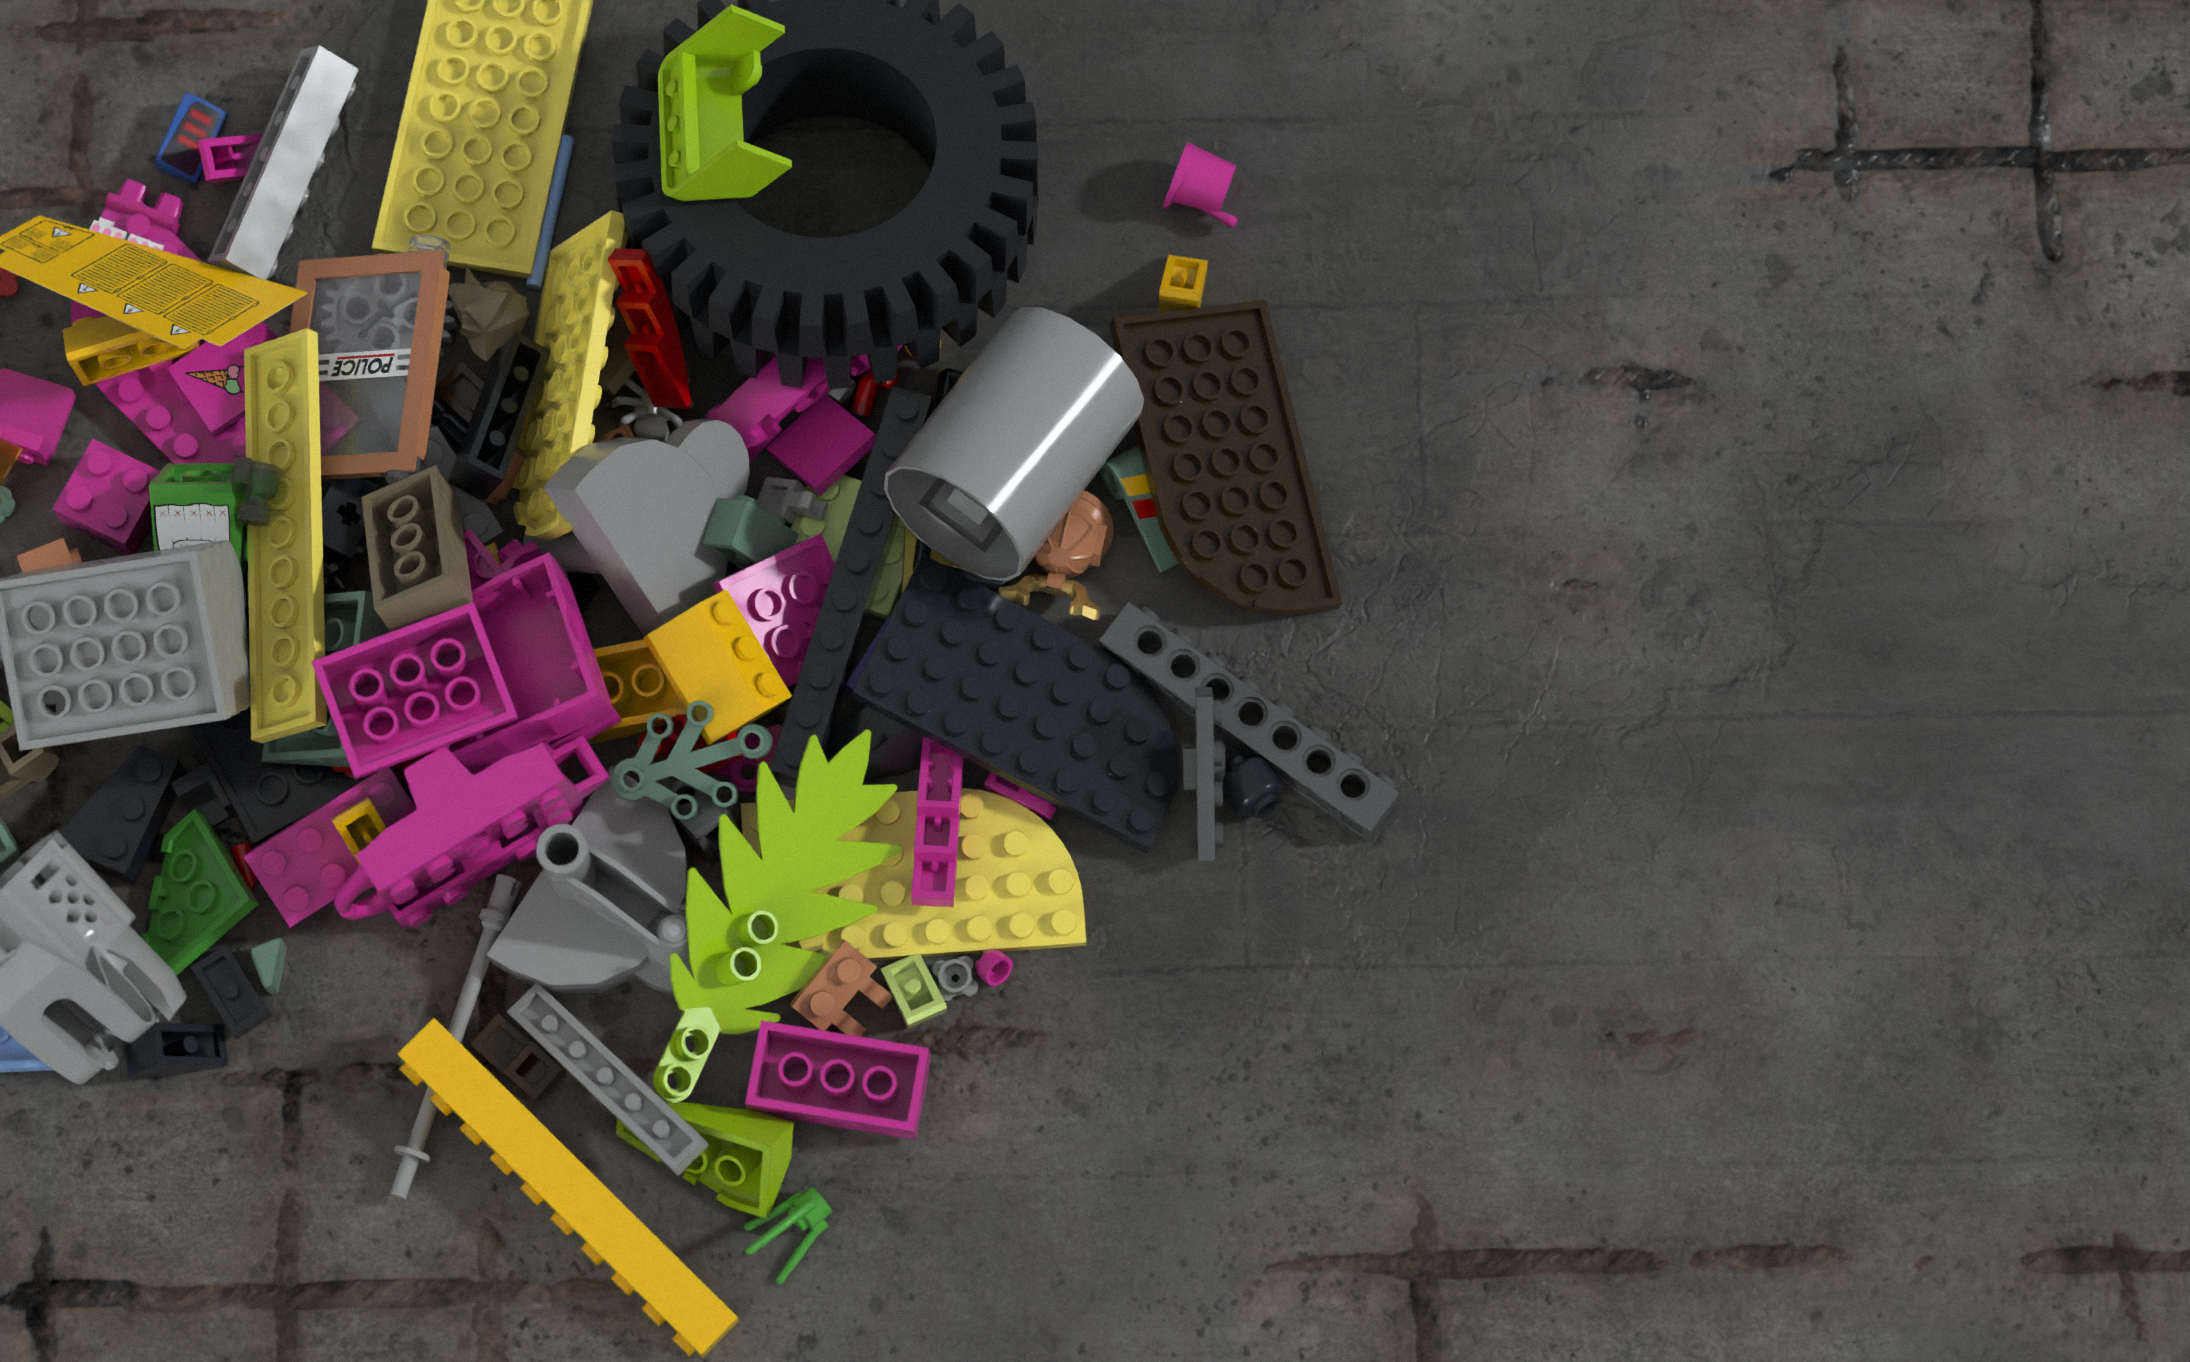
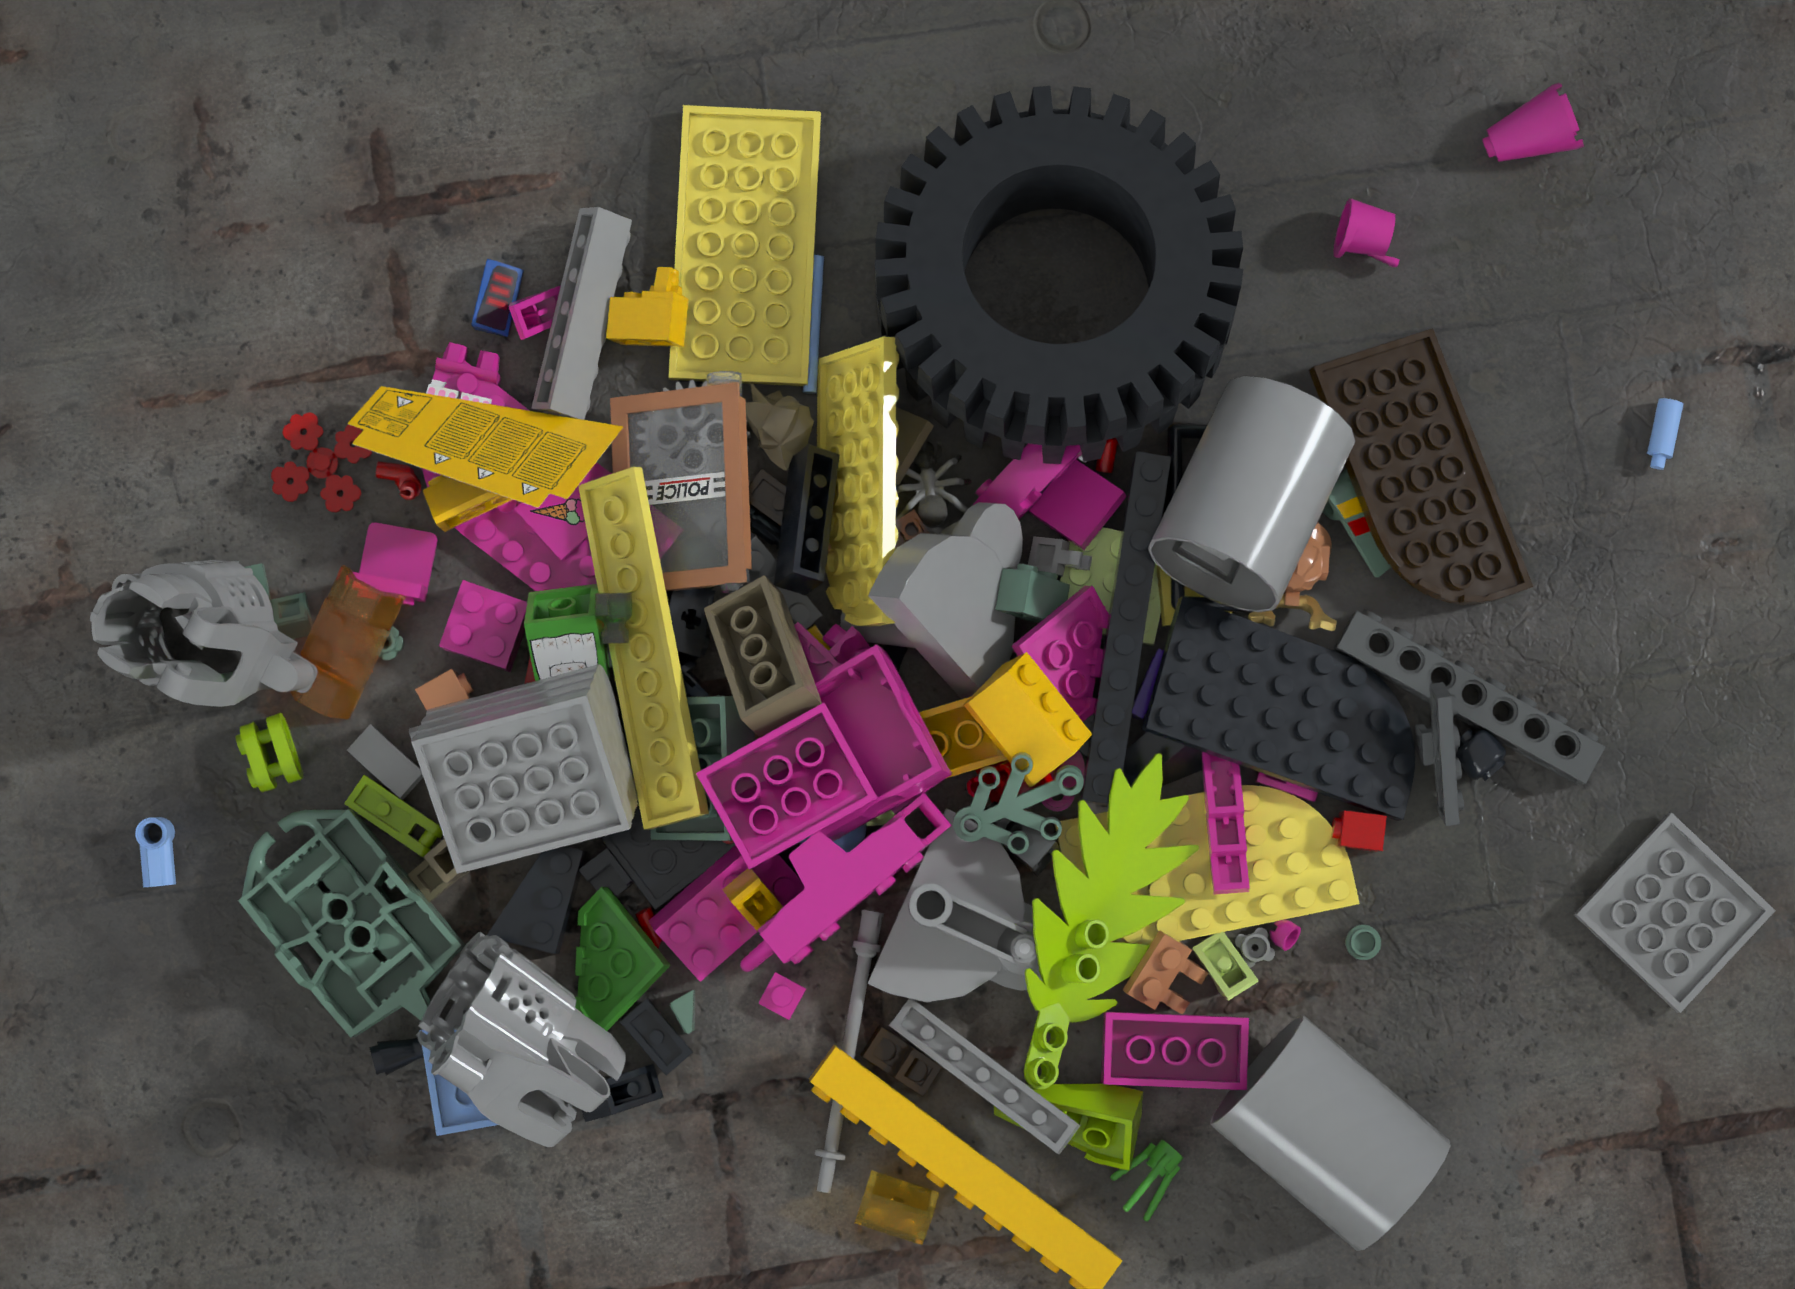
camera: 10 degrees left, 10 degrees up
(48, 323) = (402, 476): none -> red arm
(361, 177) = (650, 317): none -> yellow hinge
(387, 964) = (782, 996): none -> dark pink plate
(480, 1222) = (897, 1207): none -> clear yellow brick
(654, 335) = (931, 436): red slope -> none
(703, 110) = (952, 244): lime windscreen -> none
(1001, 1187) = (1331, 1134): none -> light grey piece
(1085, 988) = (1363, 942): none -> sand green plate
(1097, 857) = (1359, 830): none -> red brick
(1182, 283) = (1360, 323): yellow slope -> none
(1413, 92) = (1535, 128): none -> dark pink cone
(1460, 999) = (1674, 912): none -> light grey plate
(1522, 449) = (1664, 431): none -> light blue cylinder

